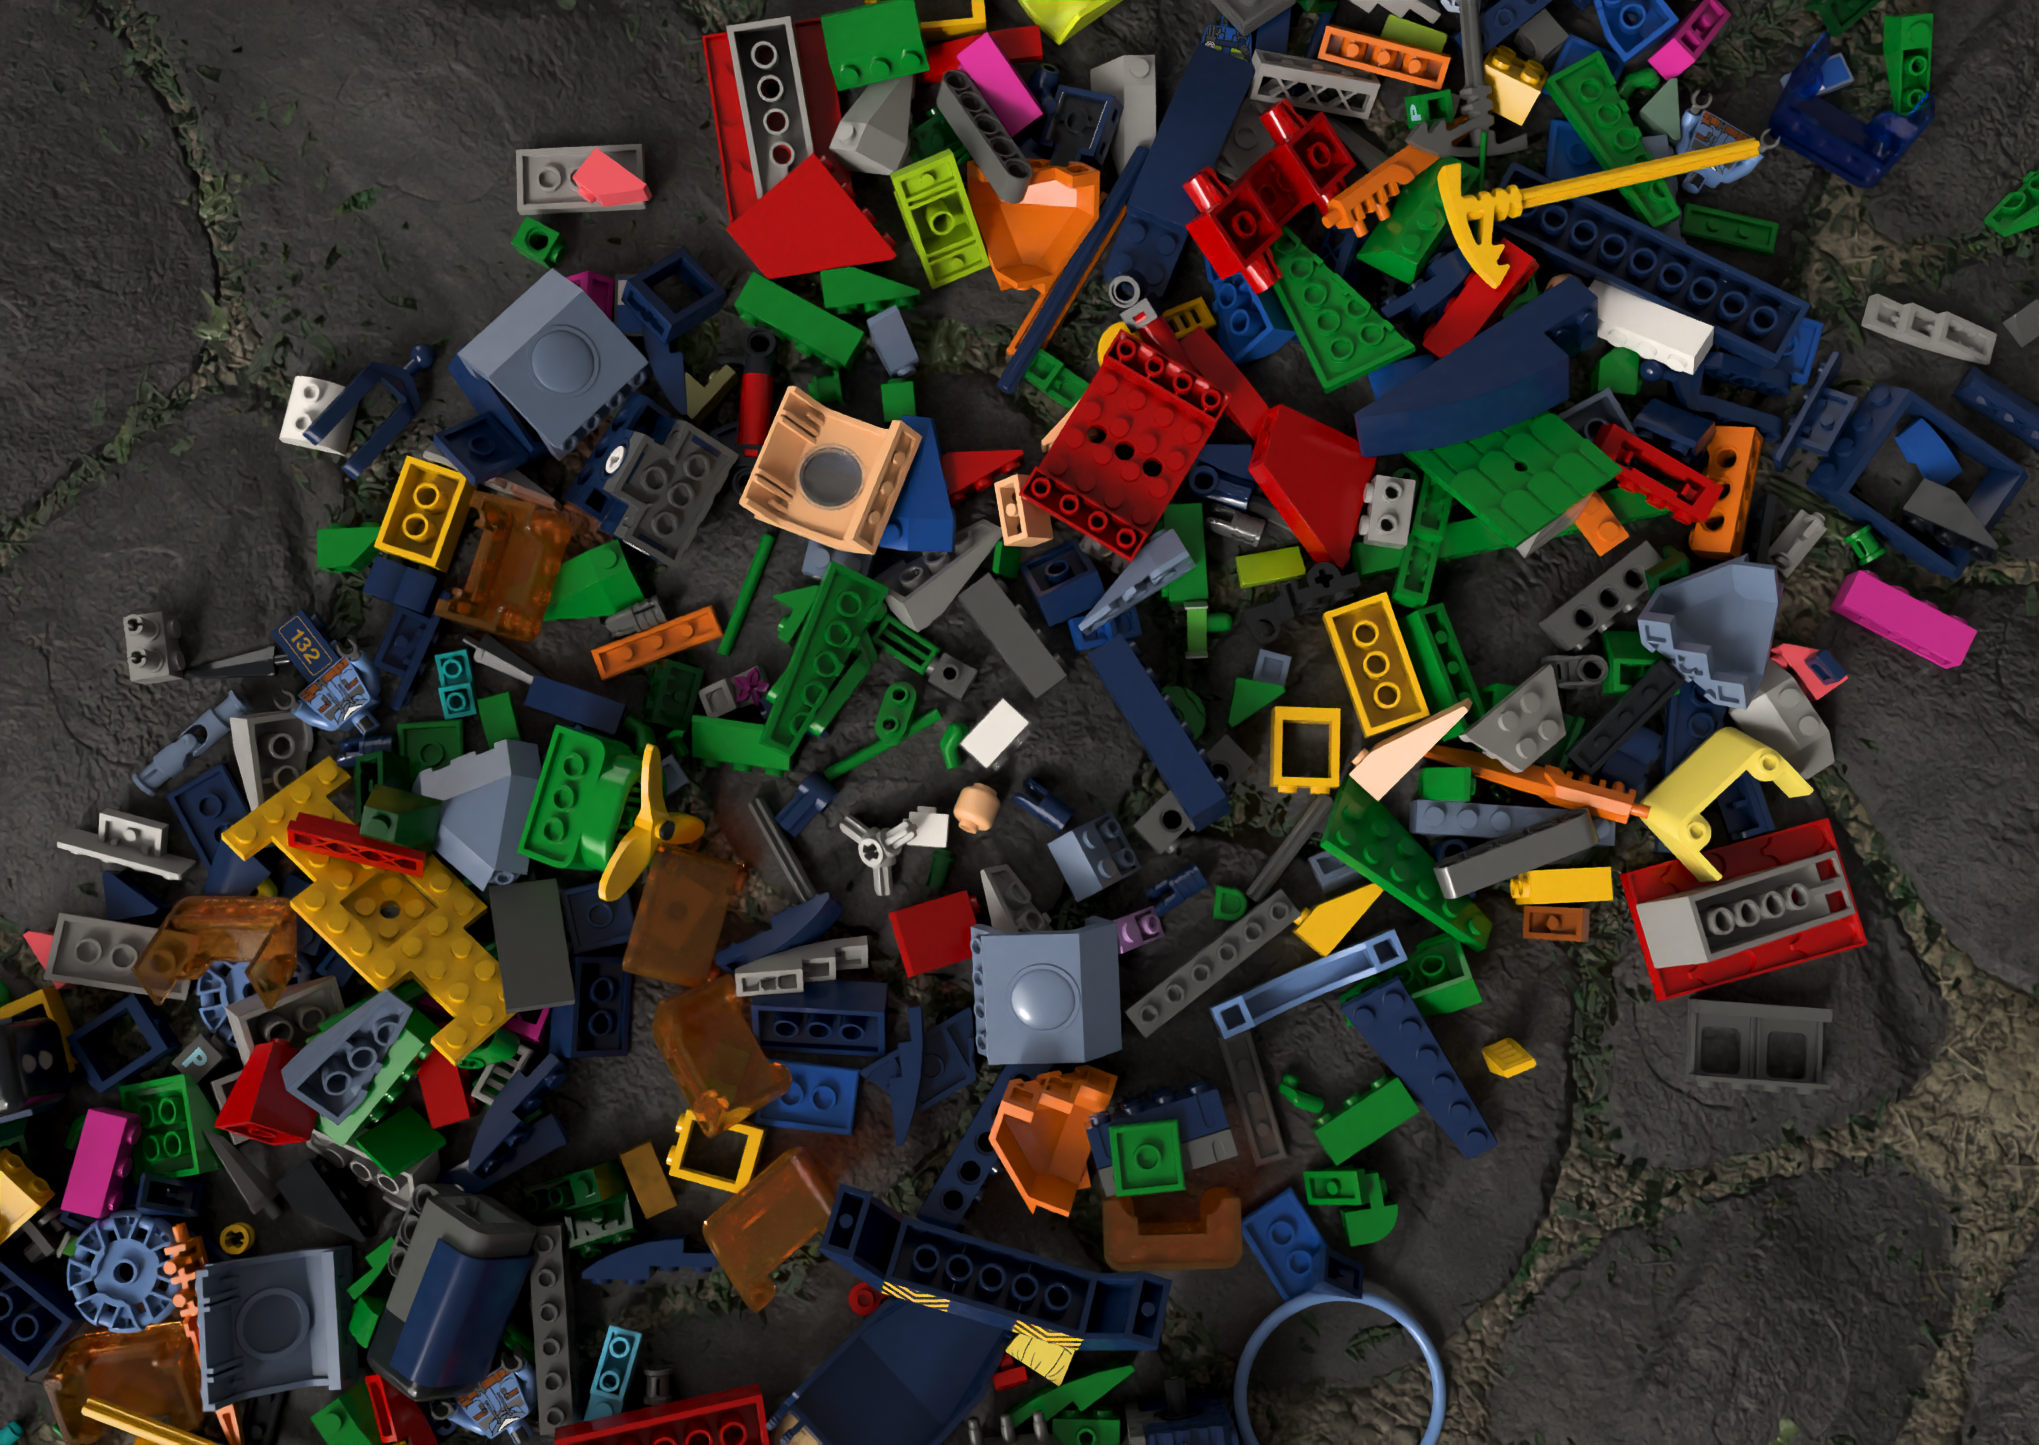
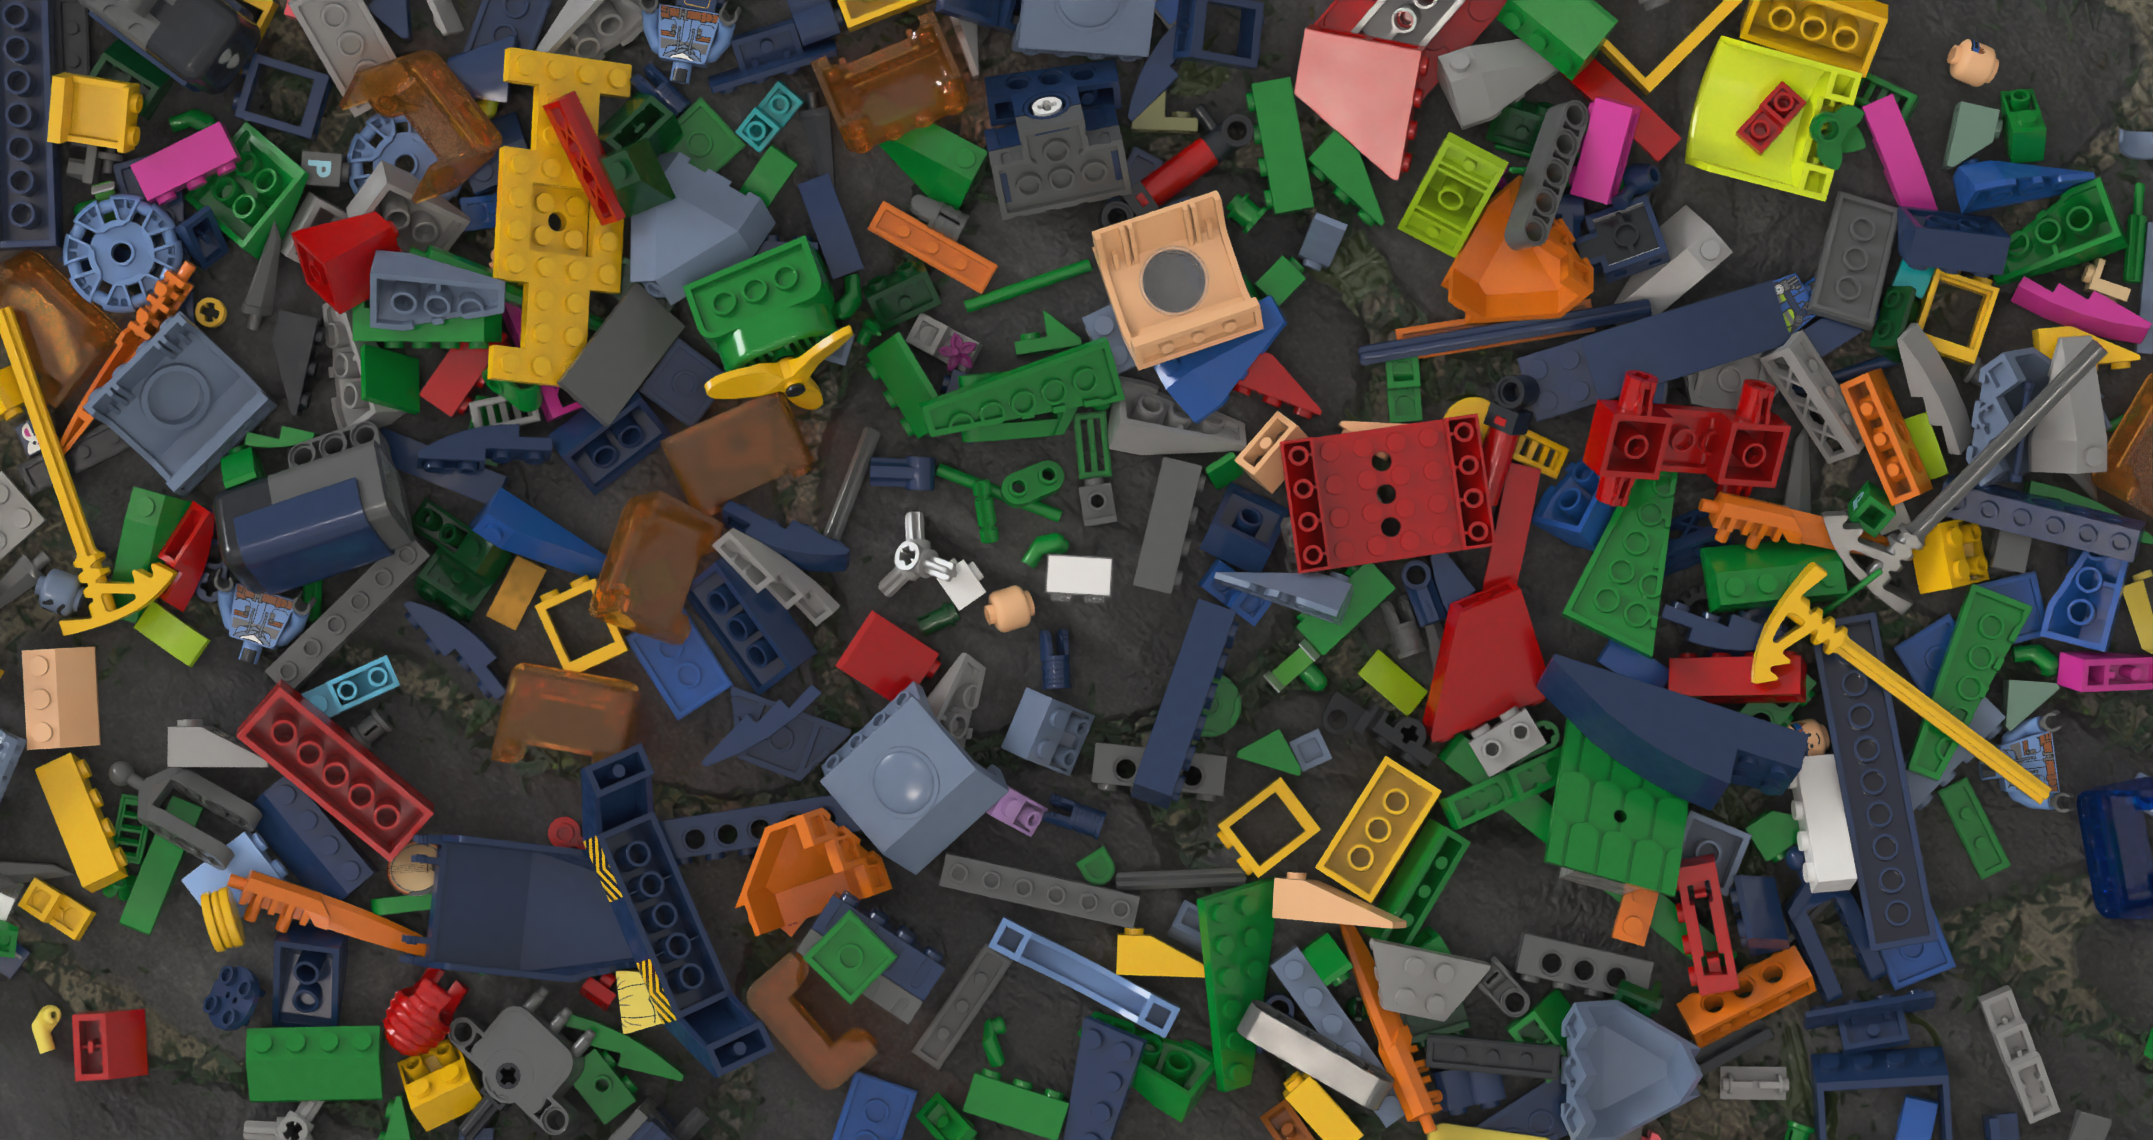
camera: 40 degrees right, 5 degrees up
(610, 1131) = (527, 532): none -> blue wedge
(887, 765) = (985, 511): none -> green axle

